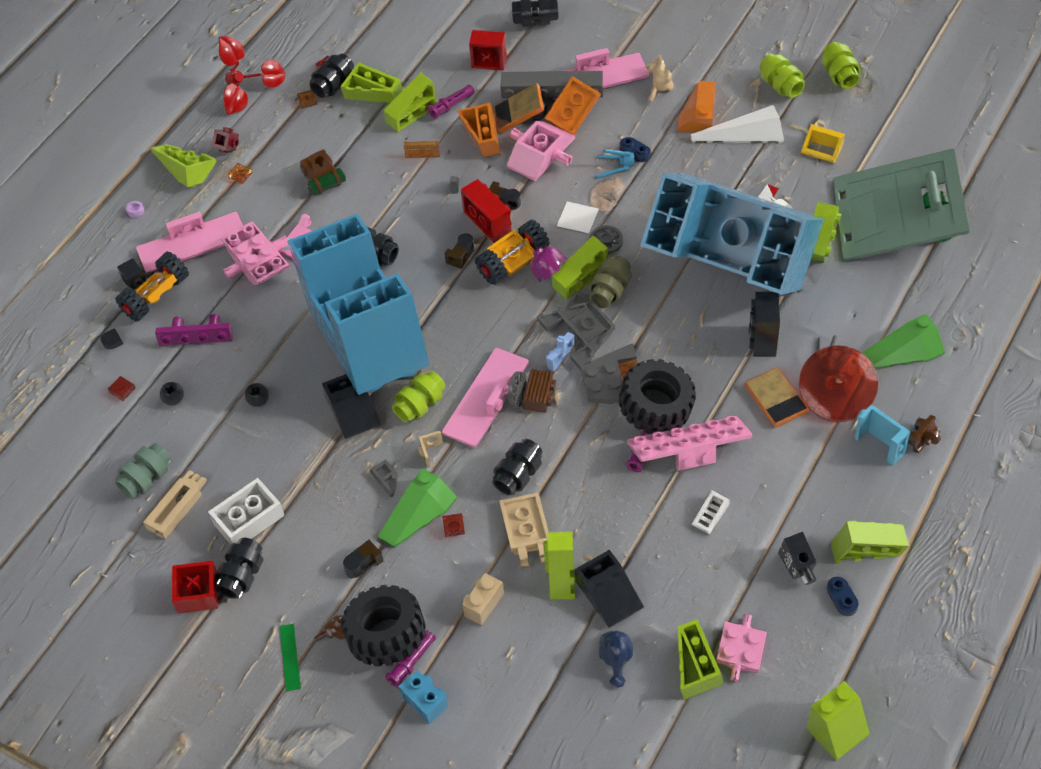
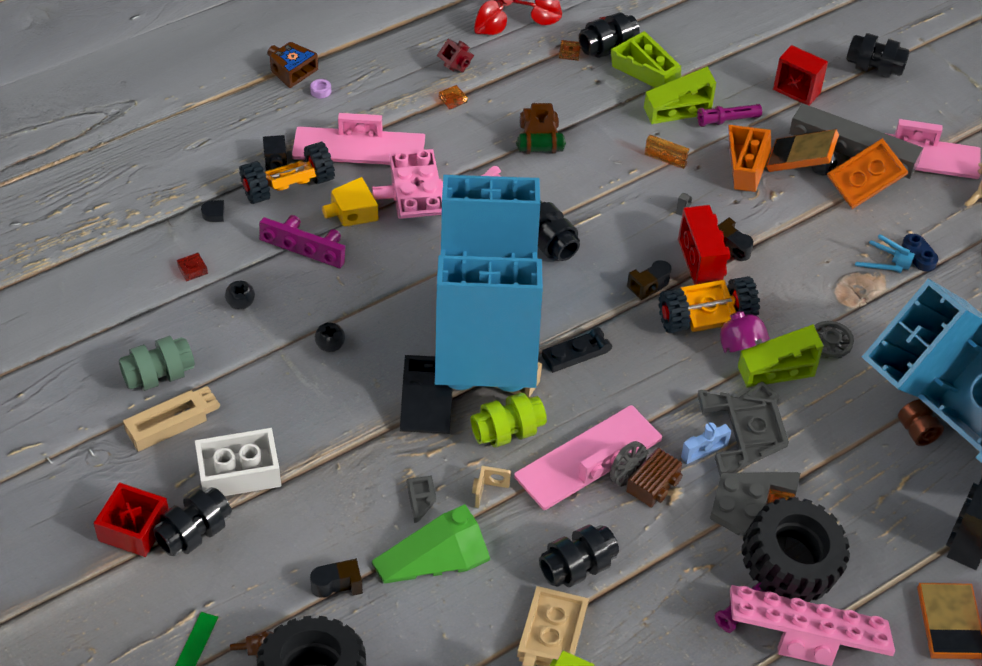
camera: 20 degrees right, 5 degrees down
(101, 198) = (292, 63): none -> reddish brown torso
(185, 165) = (397, 65): lime wedge -> none
(214, 288) = (352, 204): none -> yellow torso
(438, 324) = (576, 350): none -> black plate
(453, 525) = (466, 589): clear red plate -> none
(539, 149) = (803, 204): bright pink slope -> none
(577, 217) = (810, 300): white sticker -> none
(610, 281) = (808, 388): olive piece -> none
(692, 271) = (919, 421): none -> copper wheel

